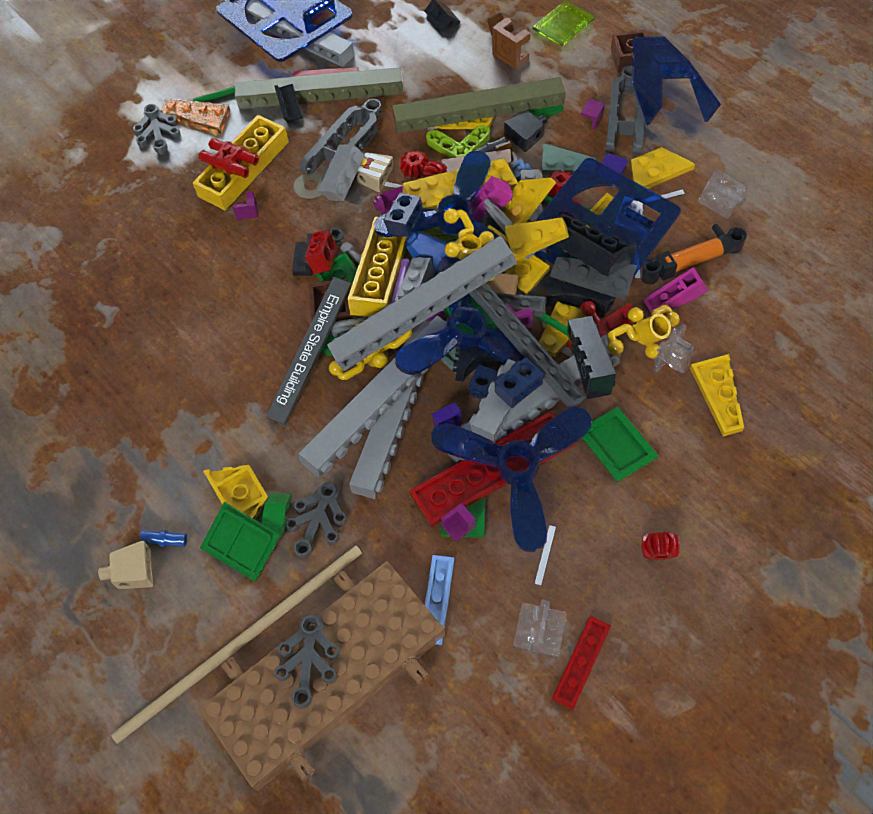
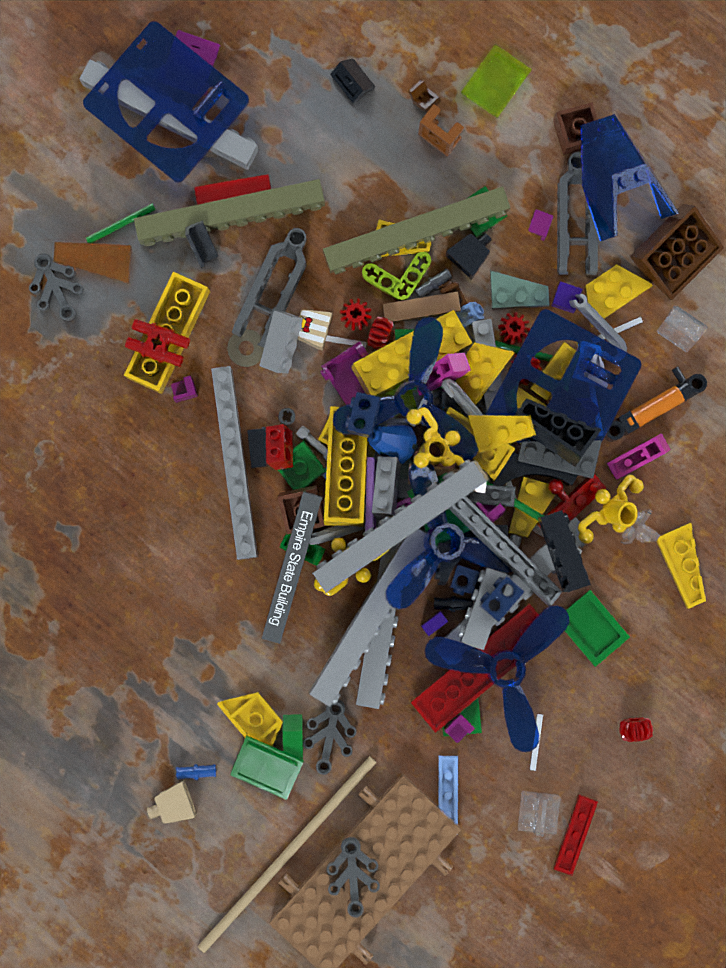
camera: 15 degrees left, 25 degrees up
(276, 268) = (234, 463): none -> light grey brick
(471, 402) = (452, 603): none -> black pin
(625, 167) = (598, 321): none -> light grey piece
(720, 140) = (677, 251): none -> reddish brown slope

